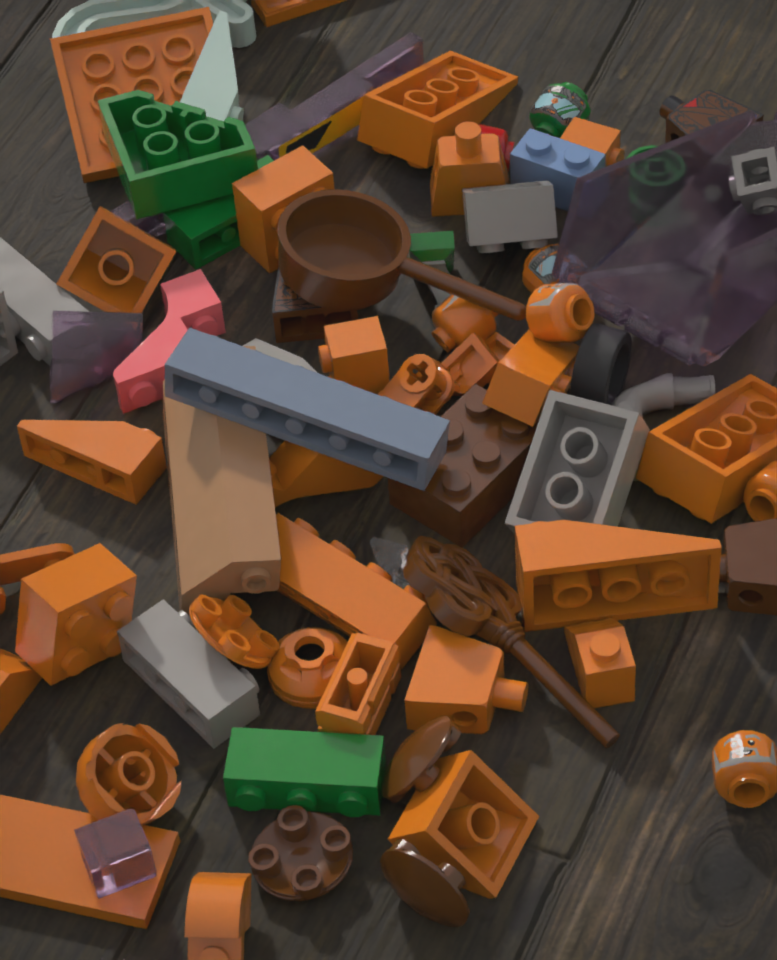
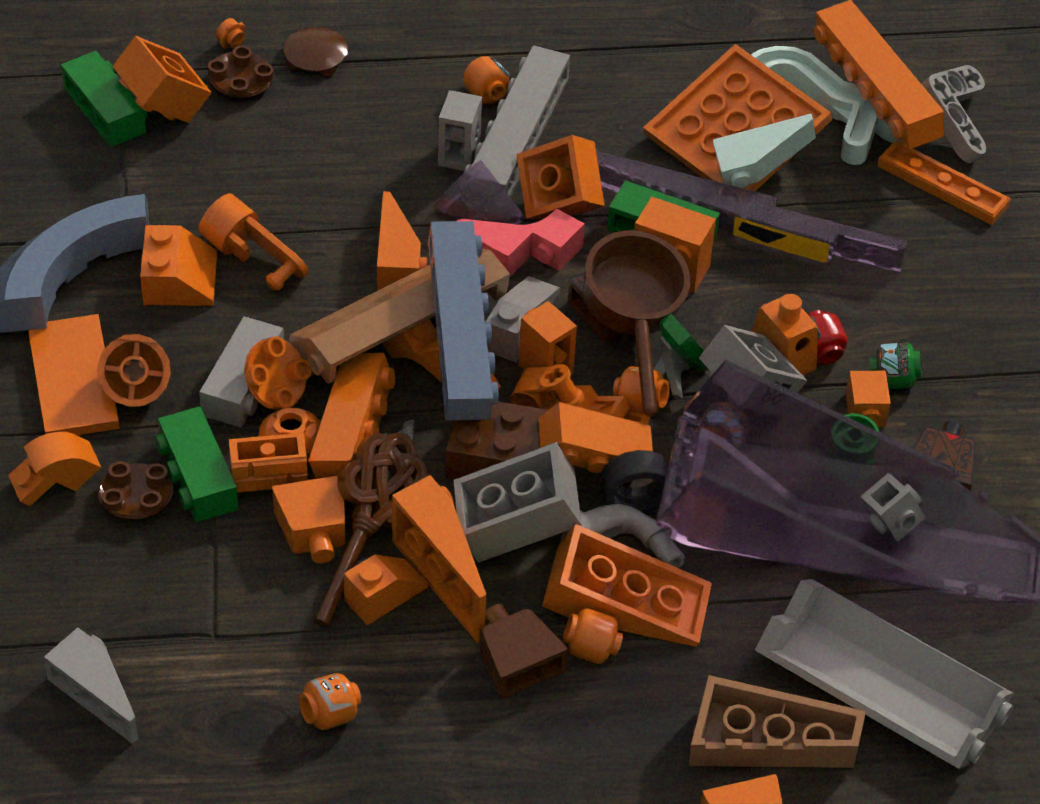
camera: 55 degrees right, 0 degrees up
(74, 613) = (239, 284): orange brick -> none
(115, 853) = (69, 387): panel -> none
(173, 152) = (660, 152): green brick -> none
(416, 758) = (218, 512): reddish brown dish -> none
(425, 886) = (133, 555): reddish brown dish -> none
(429, 104) = (856, 288): orange slope -> none
(468, 822) = (199, 565): orange slope -> none
(555, 160) = (830, 378): medium blue brick -> none
(559, 312) = (653, 427): orange head -> none

